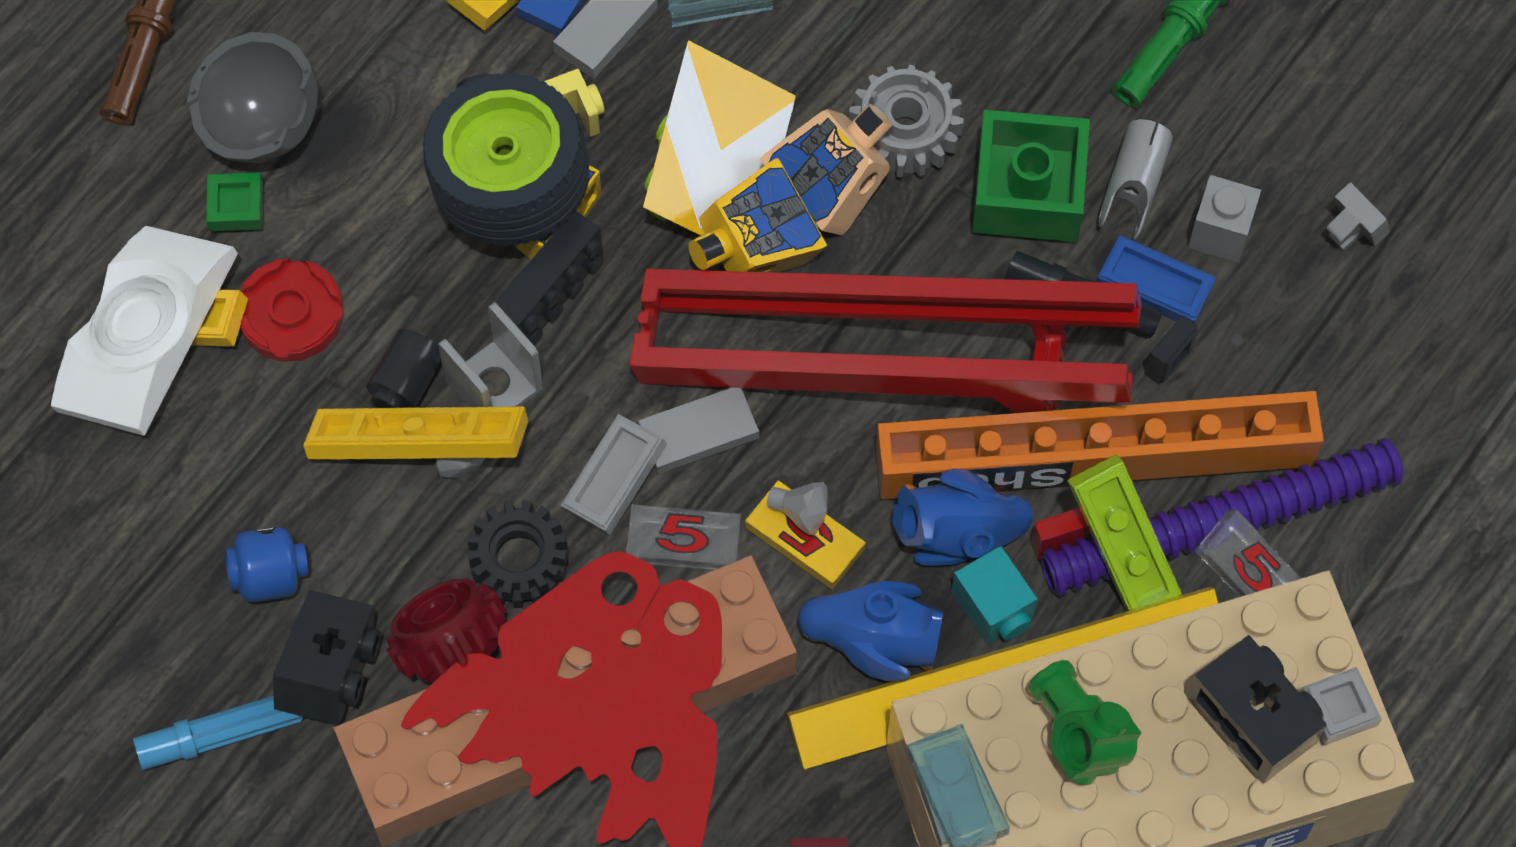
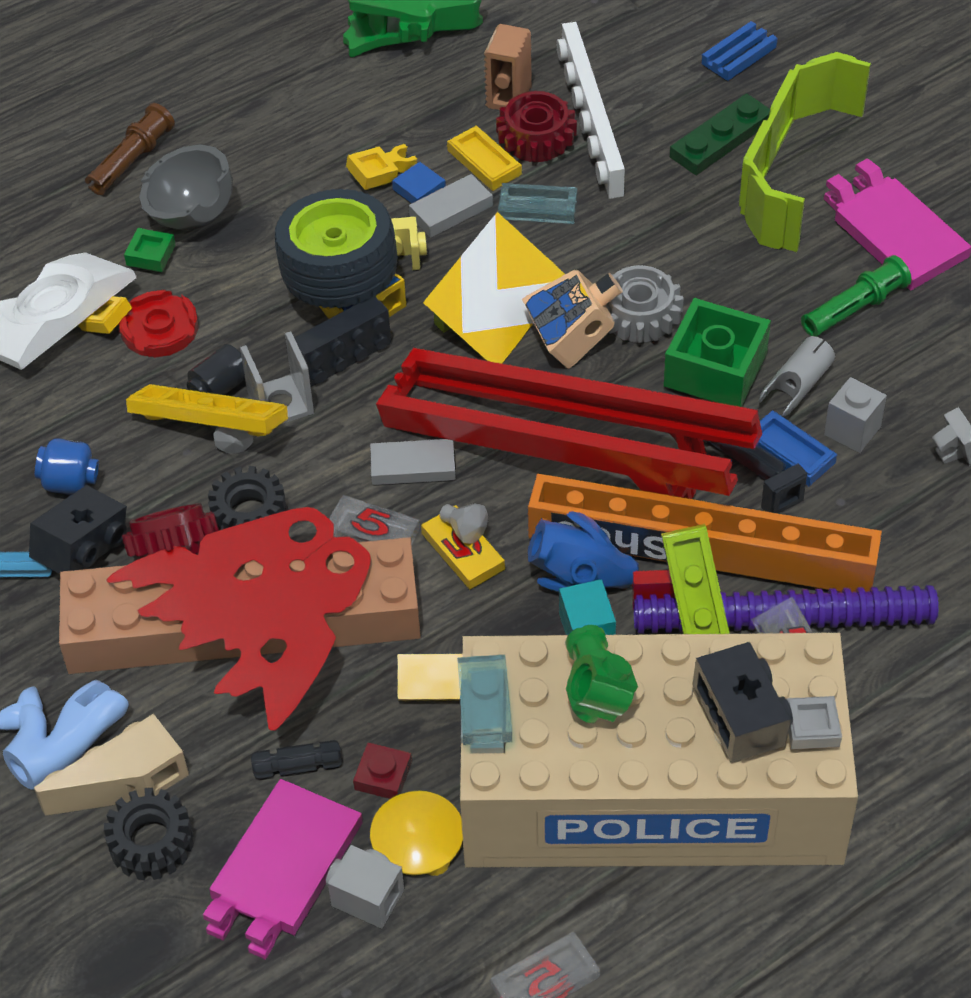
camera: 20 degrees right, 15 degrees down
(614, 474) = (338, 472): light grey tile -> none
(758, 226) = (502, 333): torso -> none
(876, 627) = (486, 608): blue animal -> none

